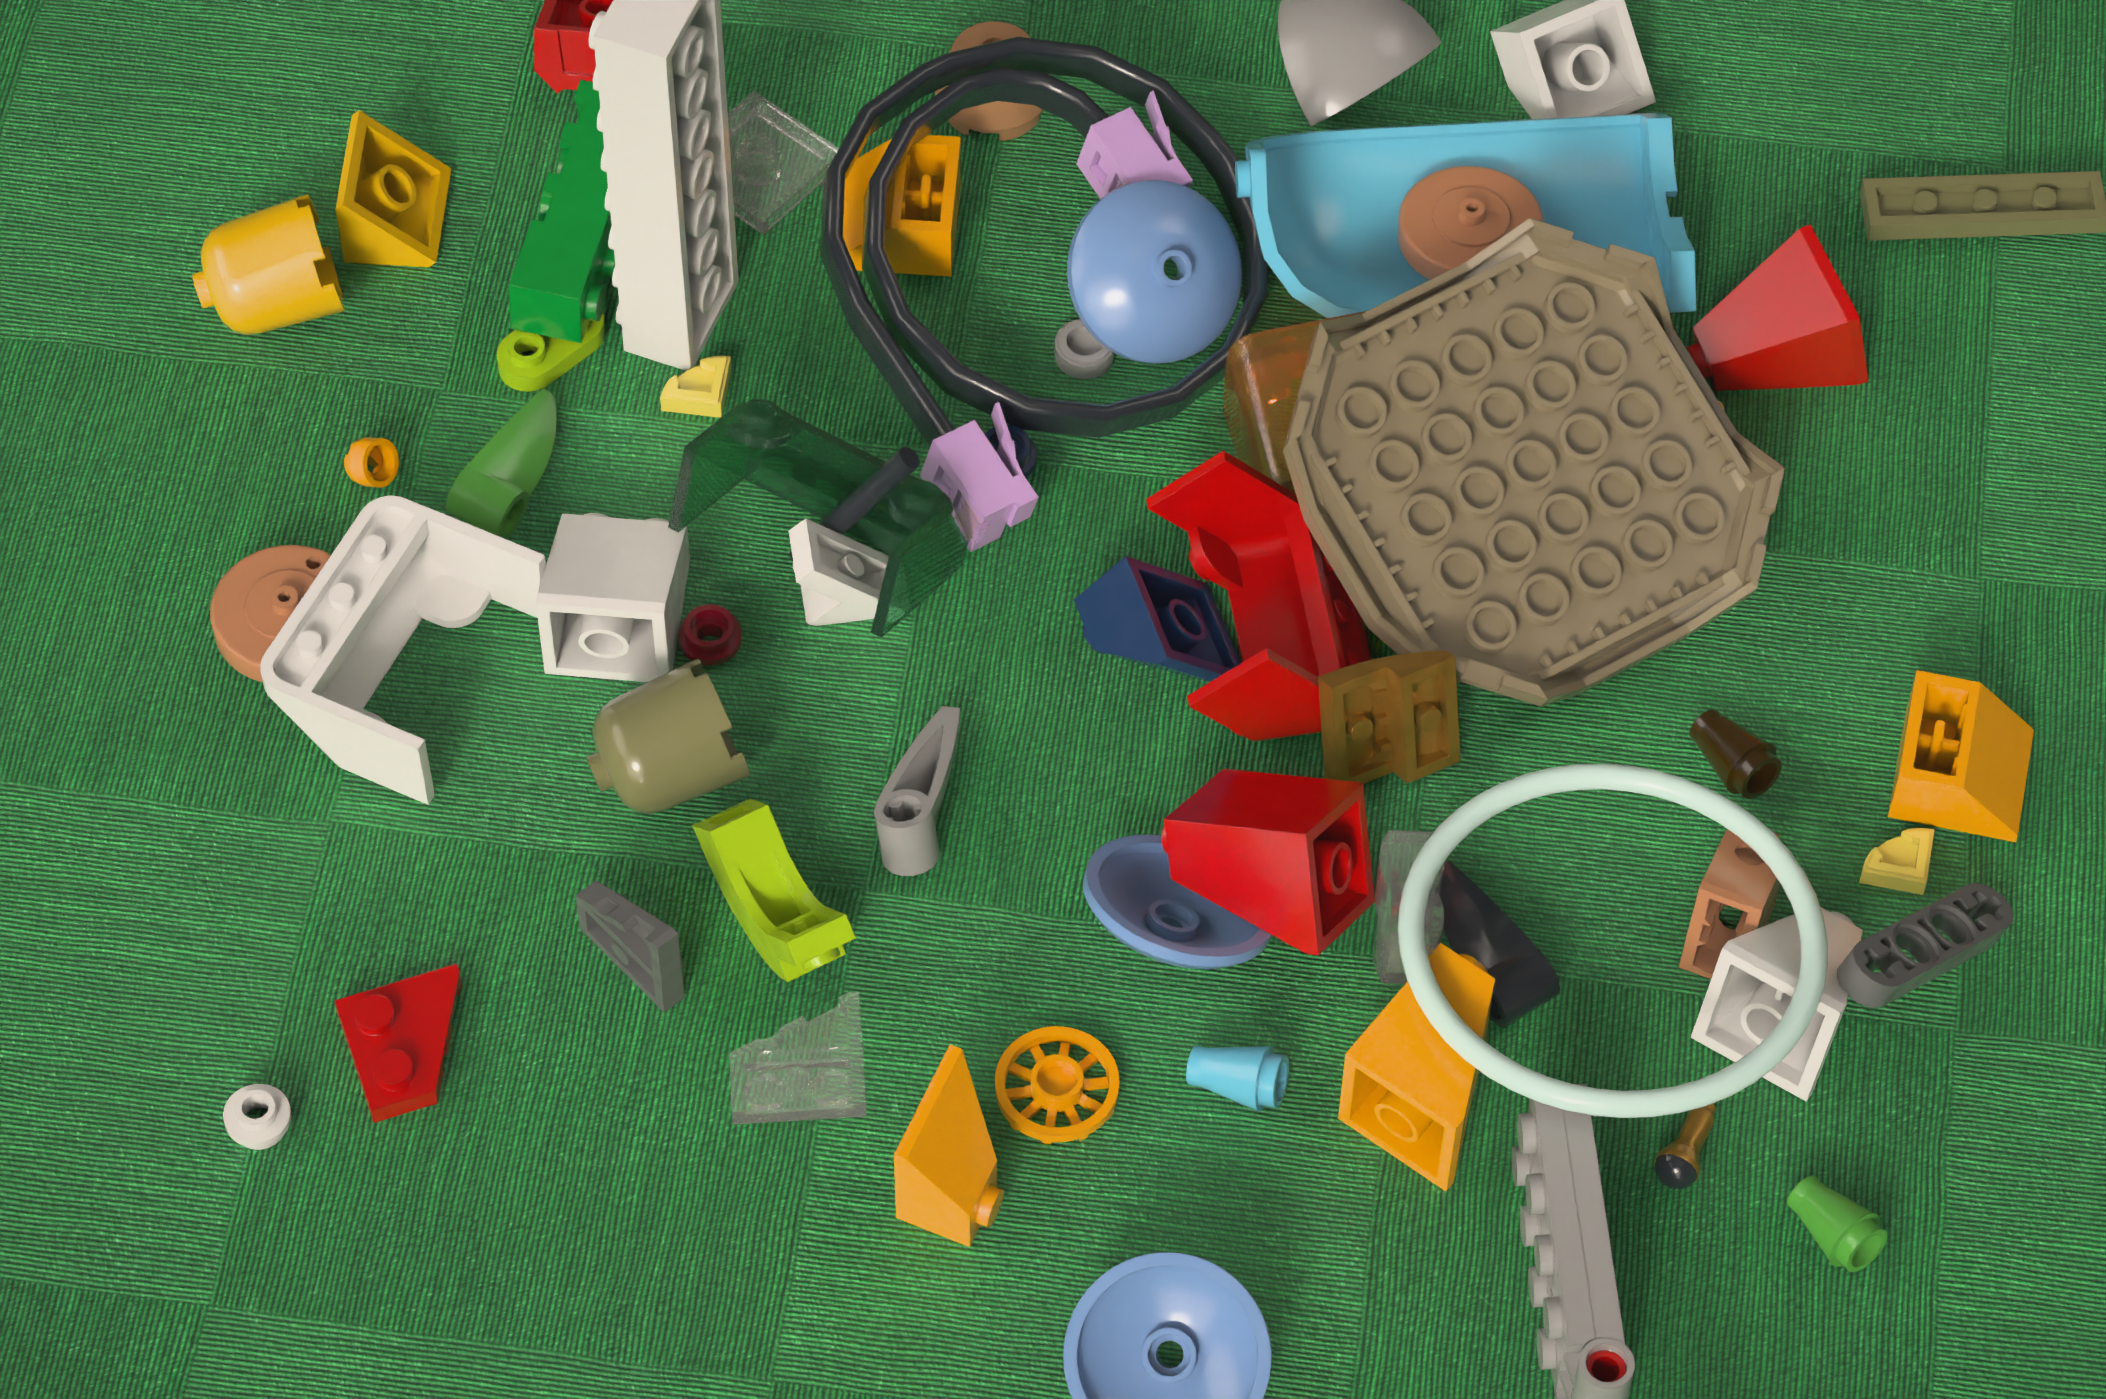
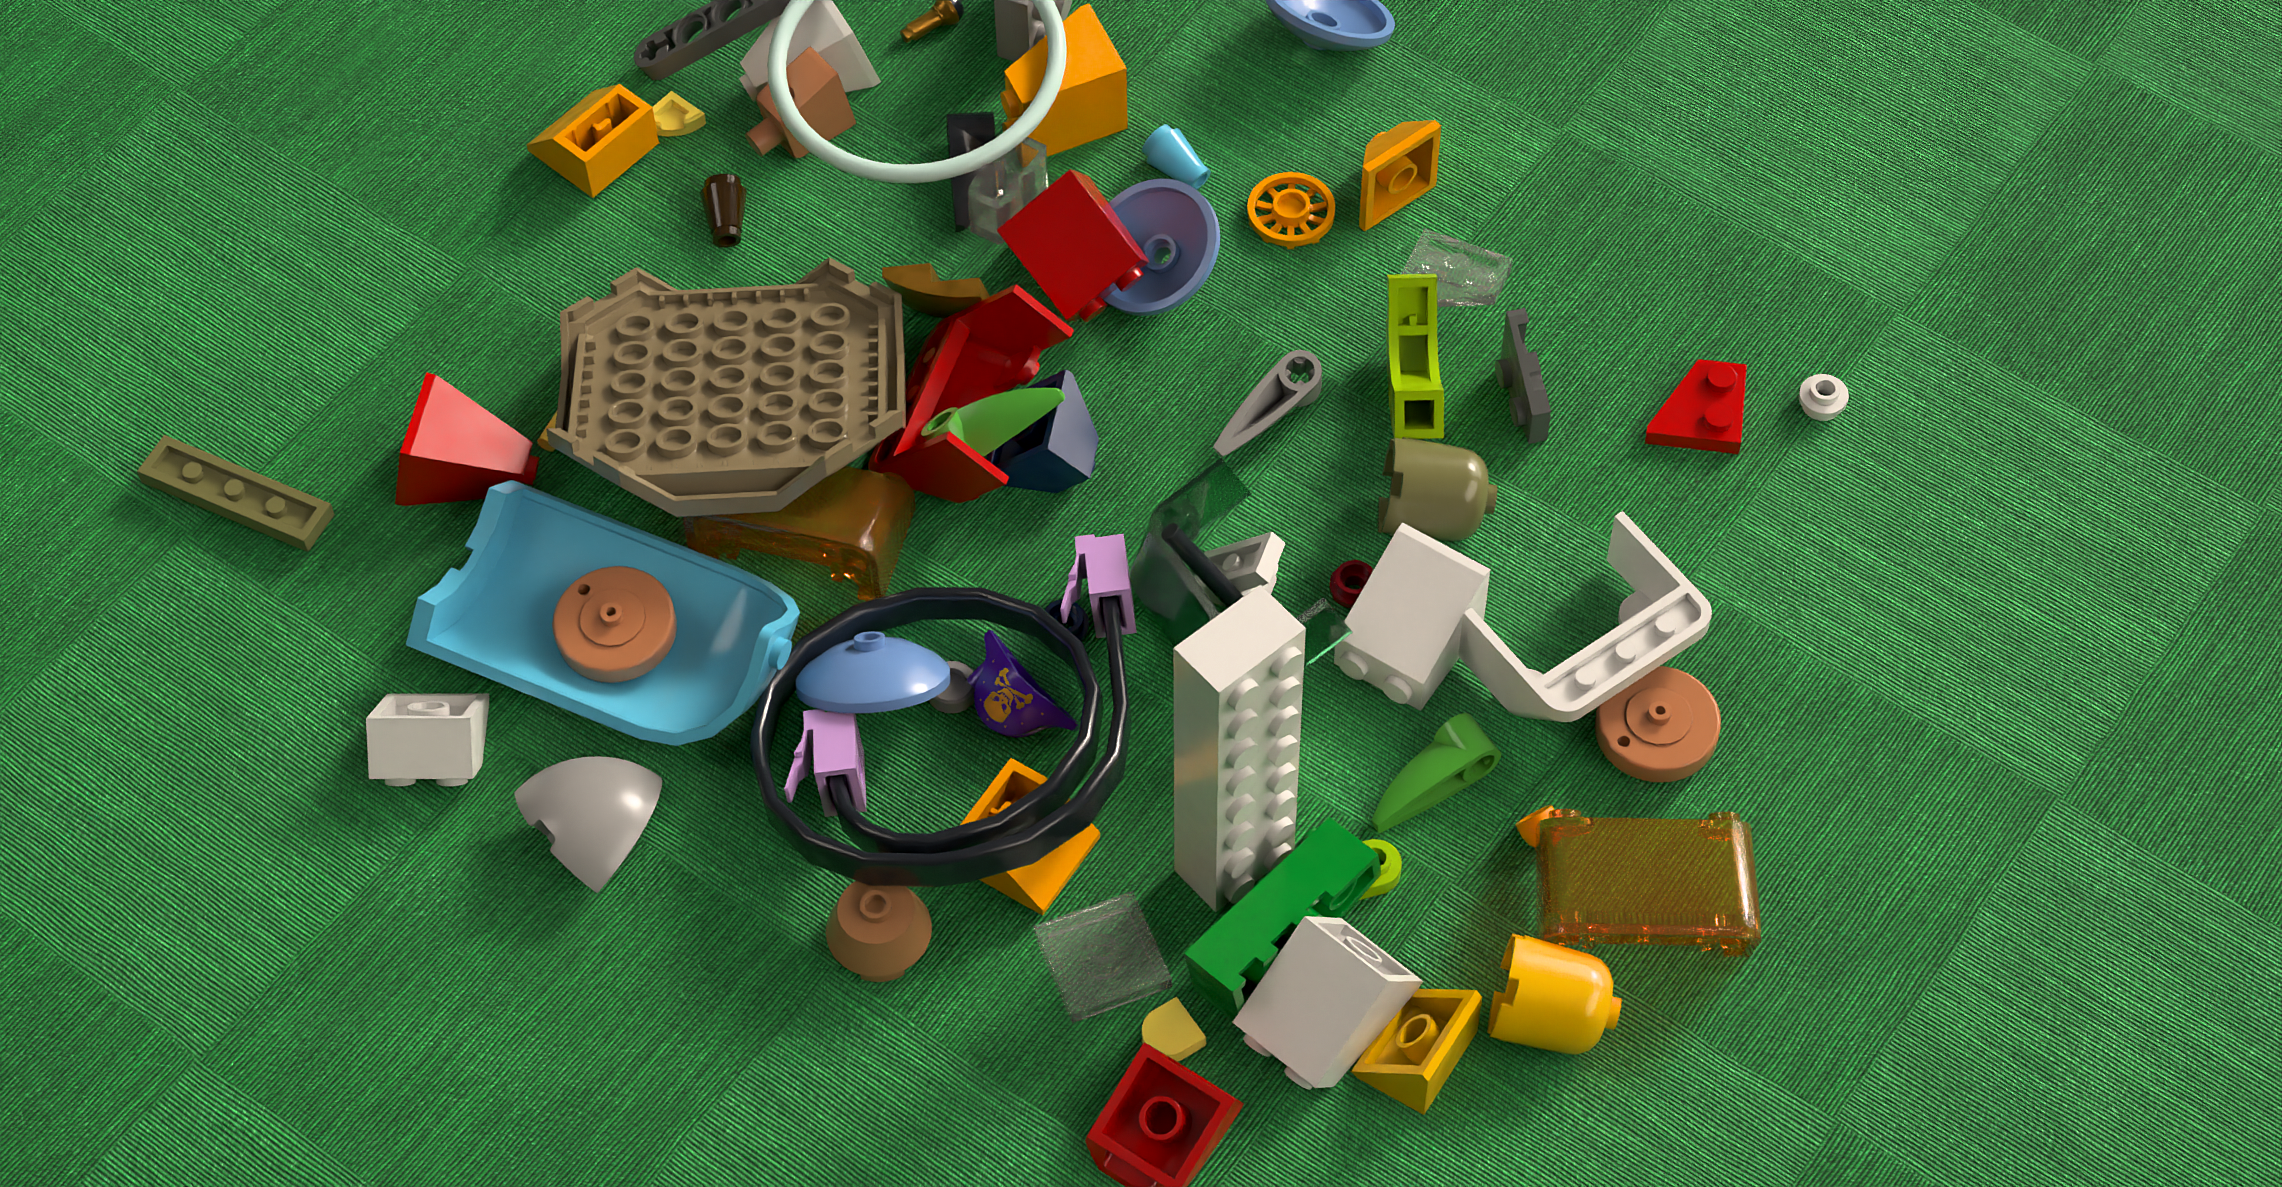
camera: 150 degrees left, 0 degrees up
(207, 384) = (1647, 882): none -> clear orange windscreen
(485, 183) = (1324, 1001): none -> white slope
(1005, 344) = (1011, 698): none -> dark purple hat
(1222, 574) = (994, 419): none -> bright green piece

